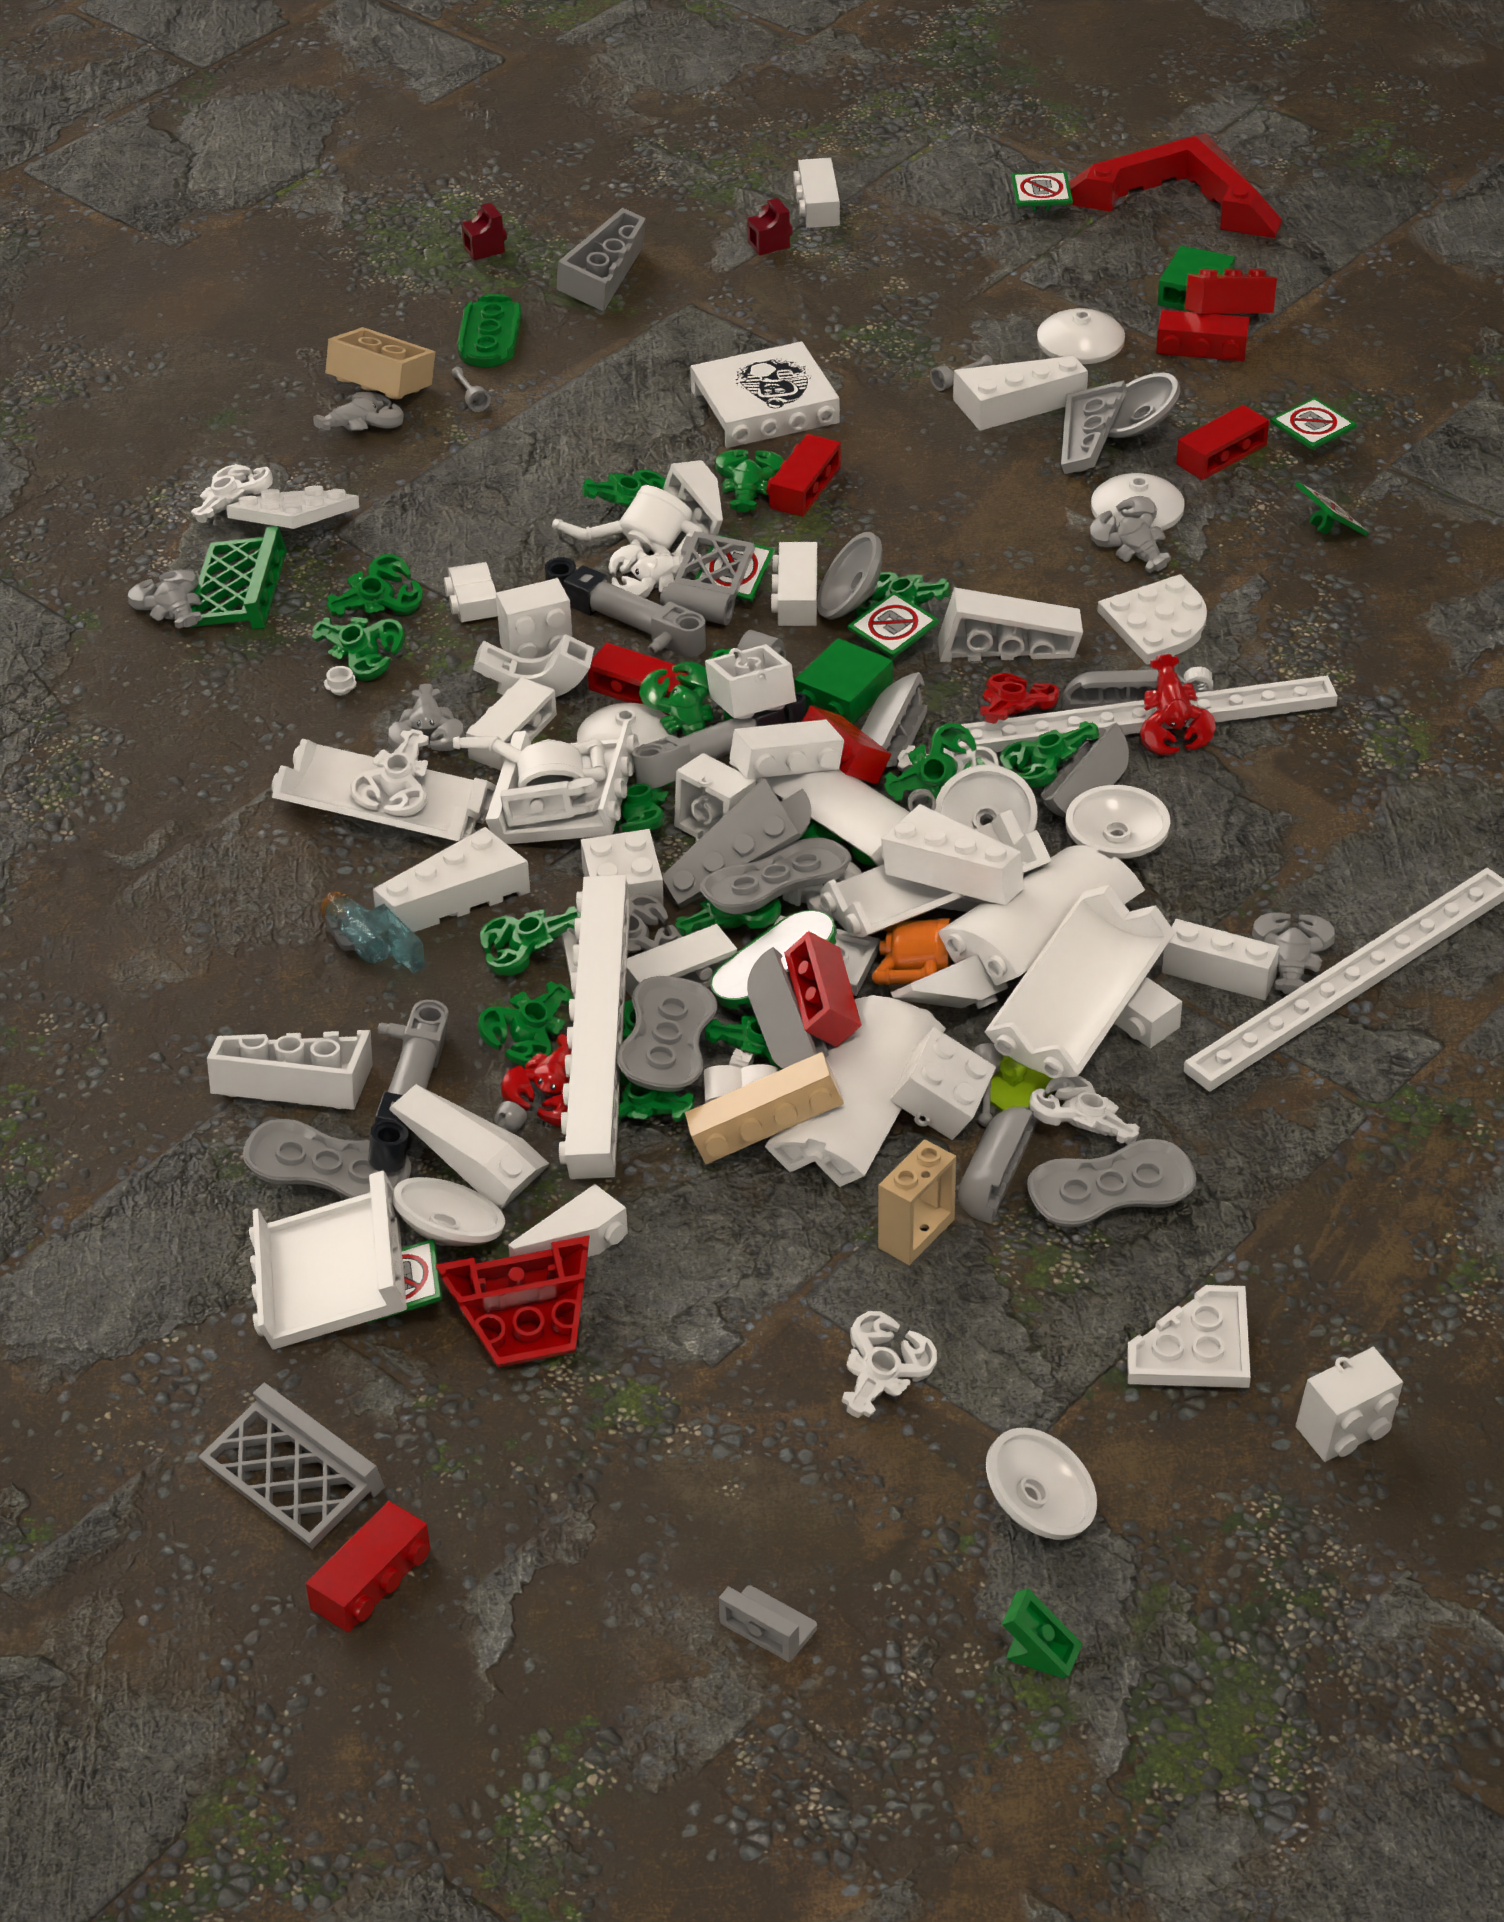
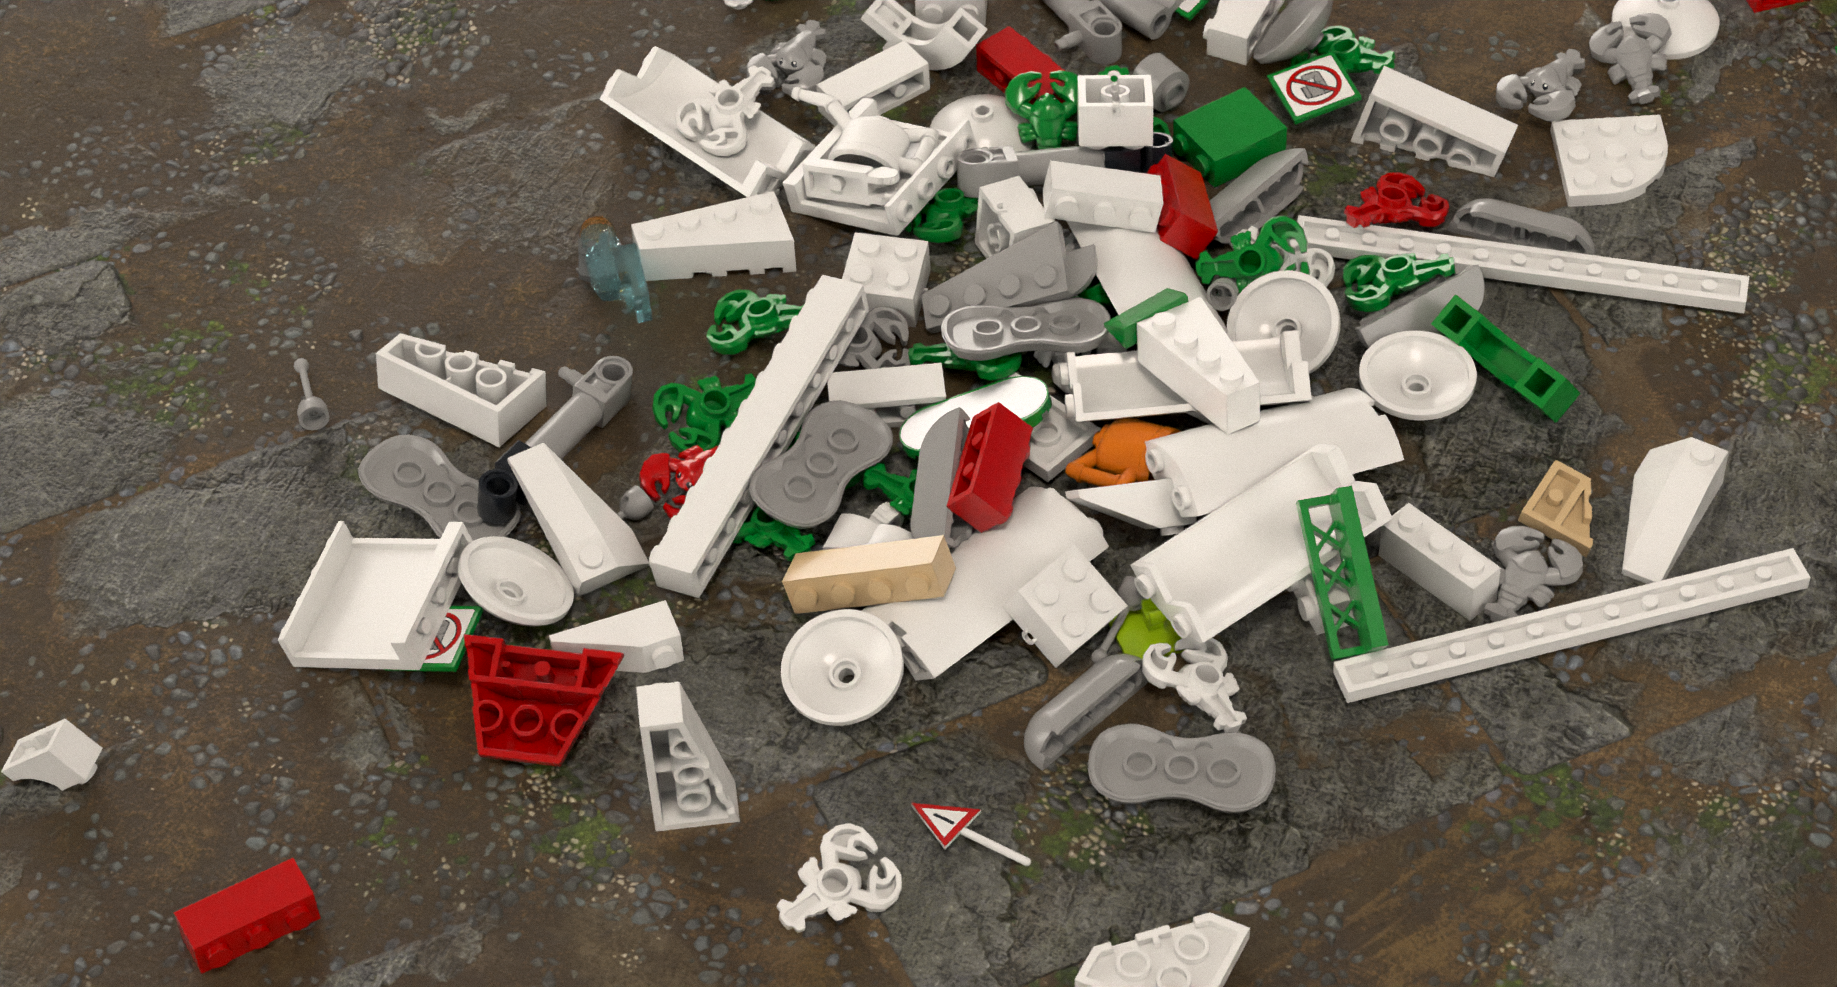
camera: 25 degrees right, 5 degrees up
(99, 1491) = (54, 755): none -> white arch
(154, 1126) = (311, 403): none -> light grey hinge
(320, 1447) = (273, 784): light grey fence -> none
(699, 1305) = (682, 763): none -> white wedge
(779, 1171) = (840, 646): none -> white dish
(868, 843) = (1124, 325): none -> green slope
(914, 1198) = (983, 739): tan window -> none
(943, 1288) = (949, 822): none -> white piece
(1079, 575) = (1550, 85): none -> light grey animal
(1173, 979) = (1356, 569): none -> green fence
(1174, 710) = (1550, 269): red animal -> none
(1199, 674) = (1608, 236): white axle -> none
(1206, 799) = (1506, 359): none -> green arch
(1288, 889) = (1562, 507): none -> tan wing
(1367, 863) = (1668, 503): none -> white wedge

